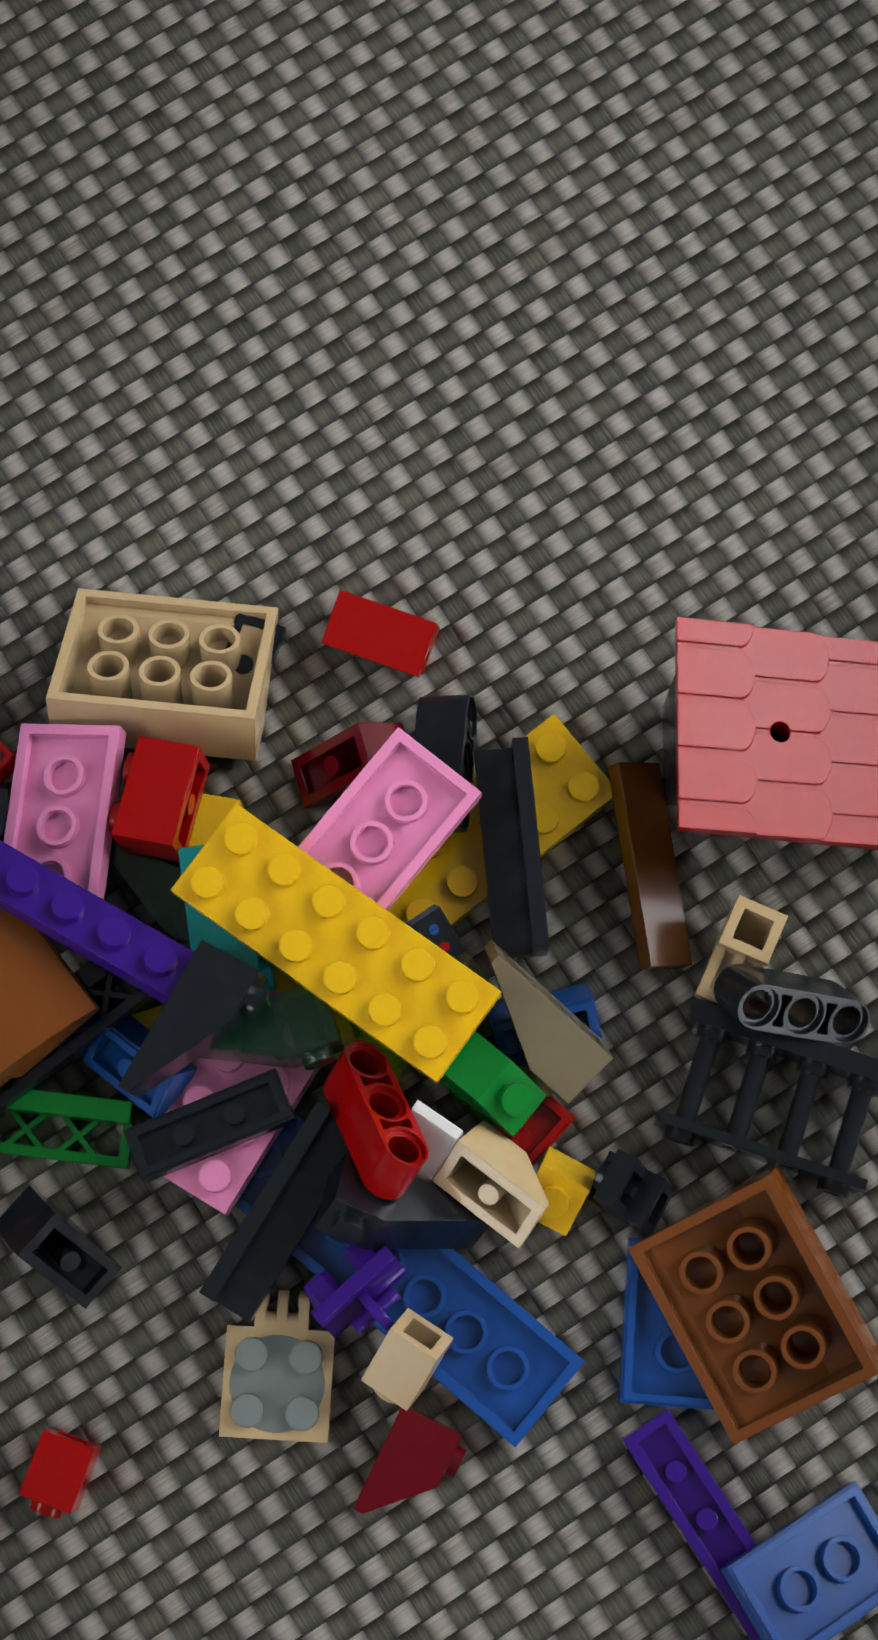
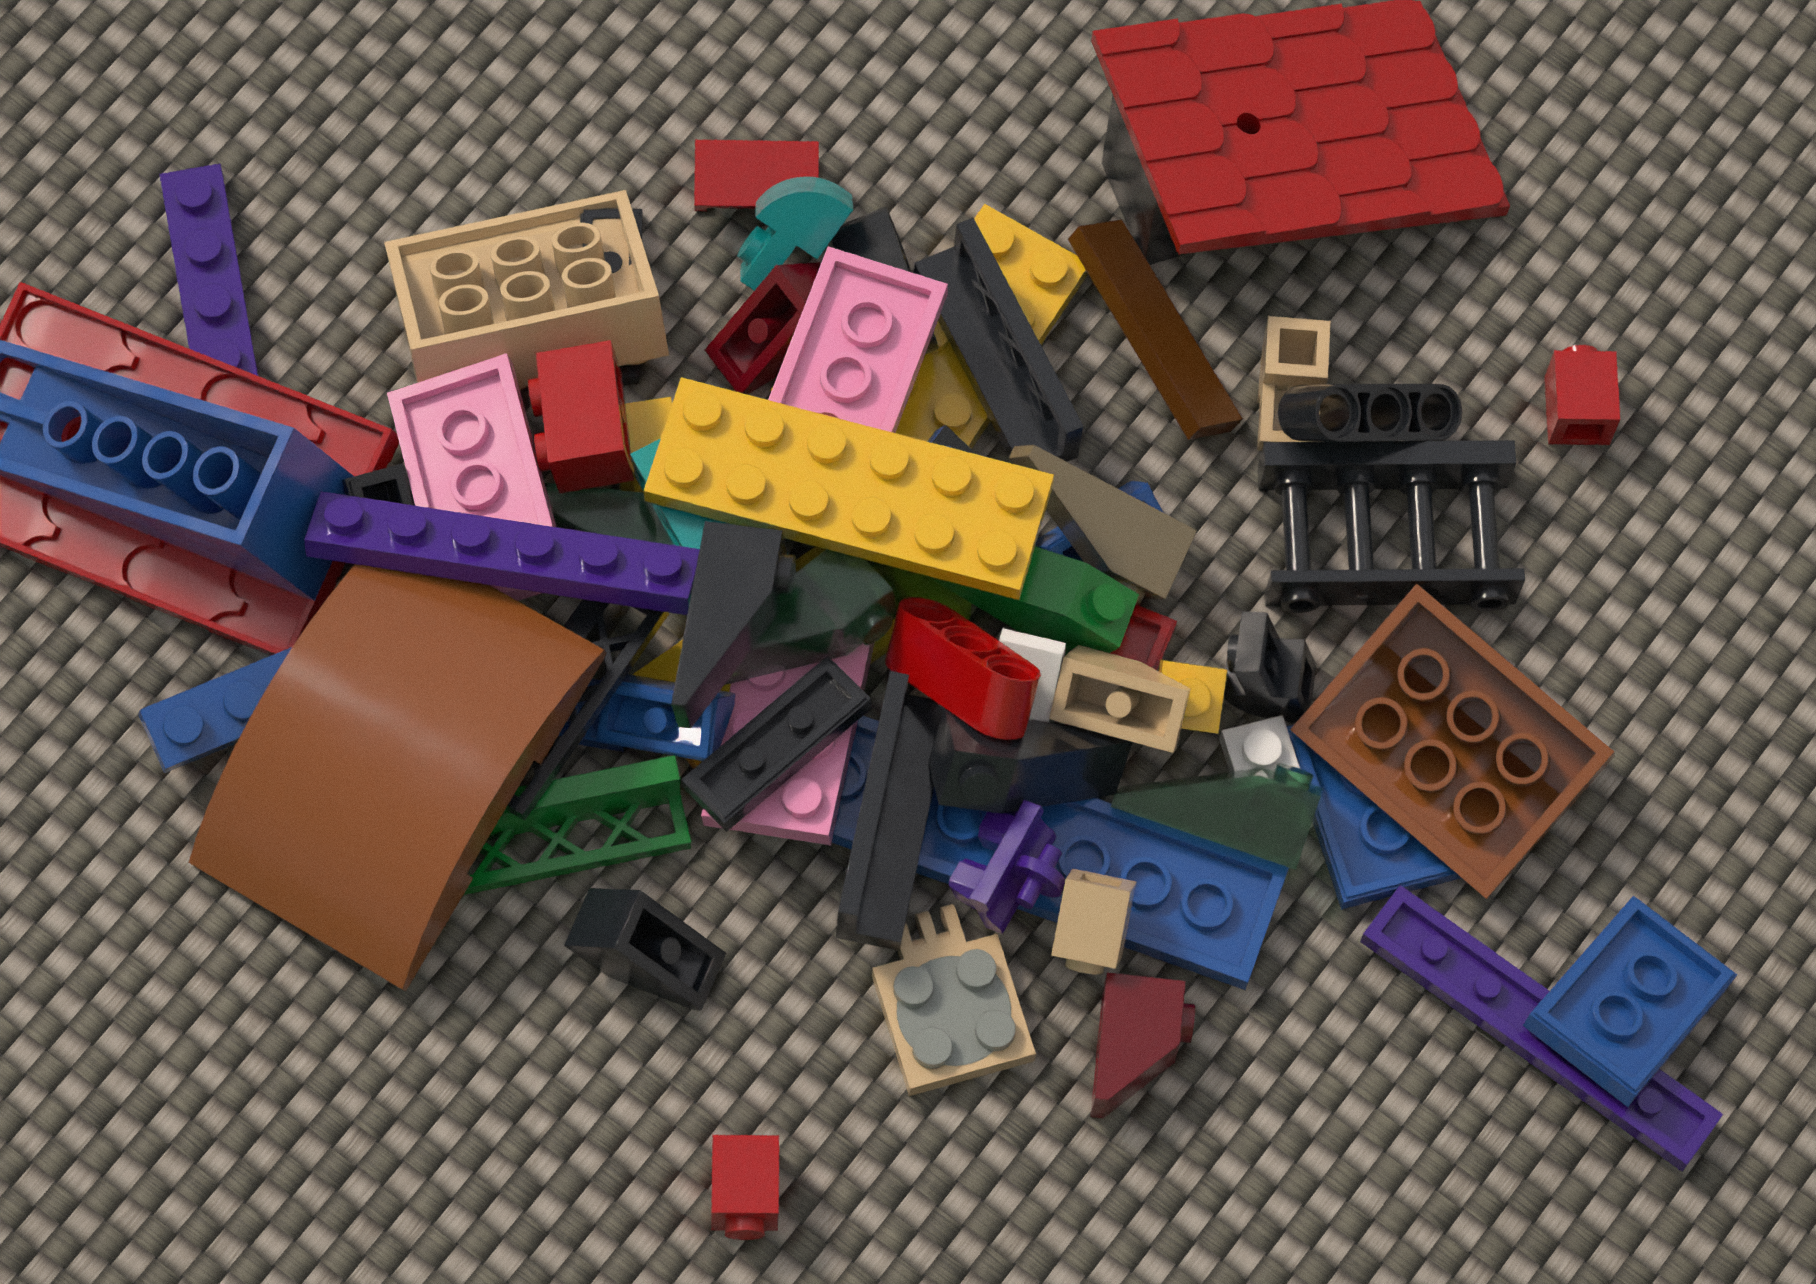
camera: 25 degrees left, 10 degrees down
(391, 681) = (798, 214): none -> teal brick
(559, 1298) = (1242, 809): none -> clear green slope
(600, 1253) = (1258, 745): none -> white plate

